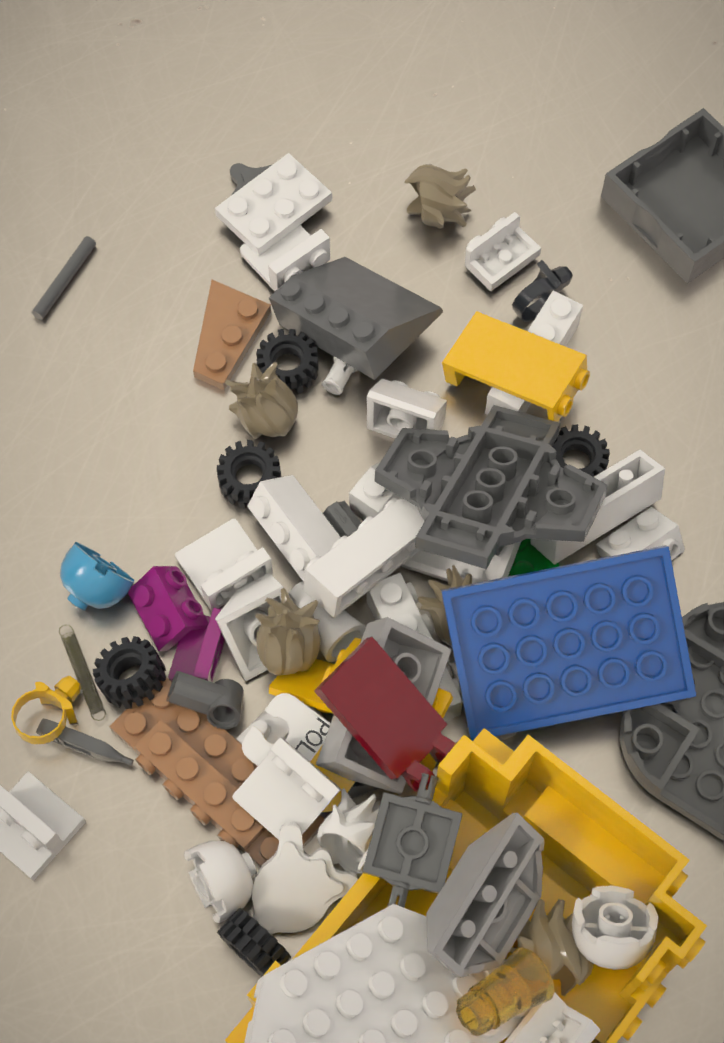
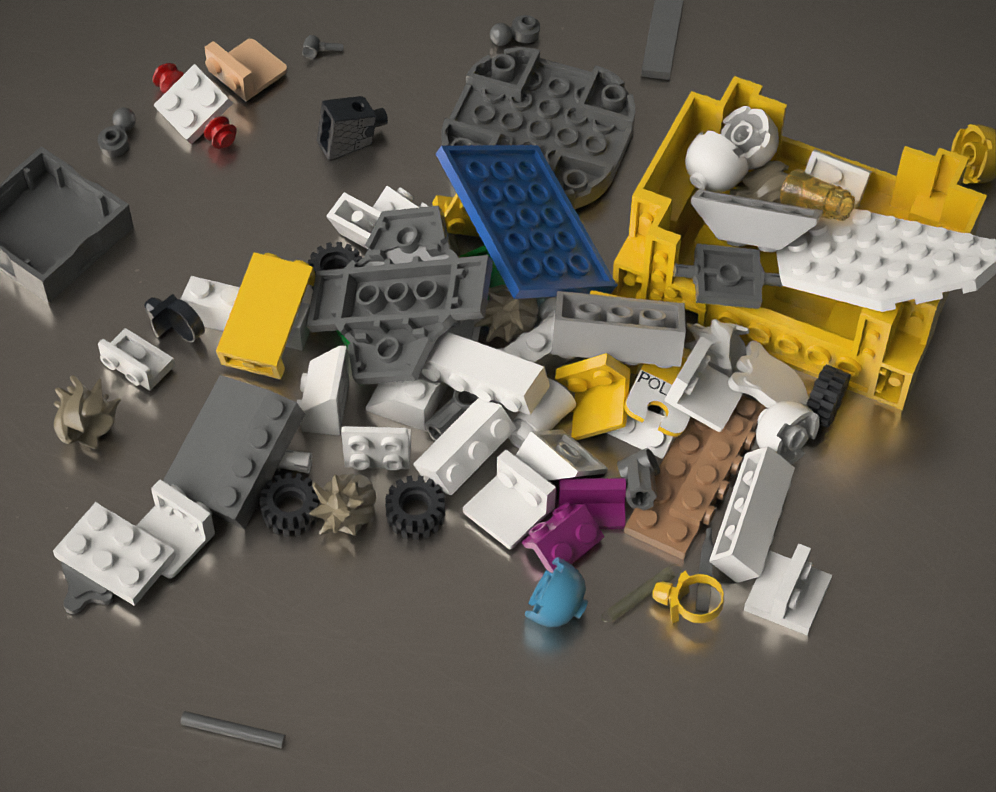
camera: 105 degrees left, 10 degrees down
(125, 807) = (752, 515): none -> white brick
(137, 686) = (626, 526): black tyre -> none
(227, 333) = (266, 564): medium nougat wing -> none
(288, 636) = (574, 418): dark tan hair -> none
(331, 451) = (376, 447): none -> white bracket
(385, 713) = (633, 308): dark red tile -> none
(578, 866) = (713, 163): none -> white cylinder

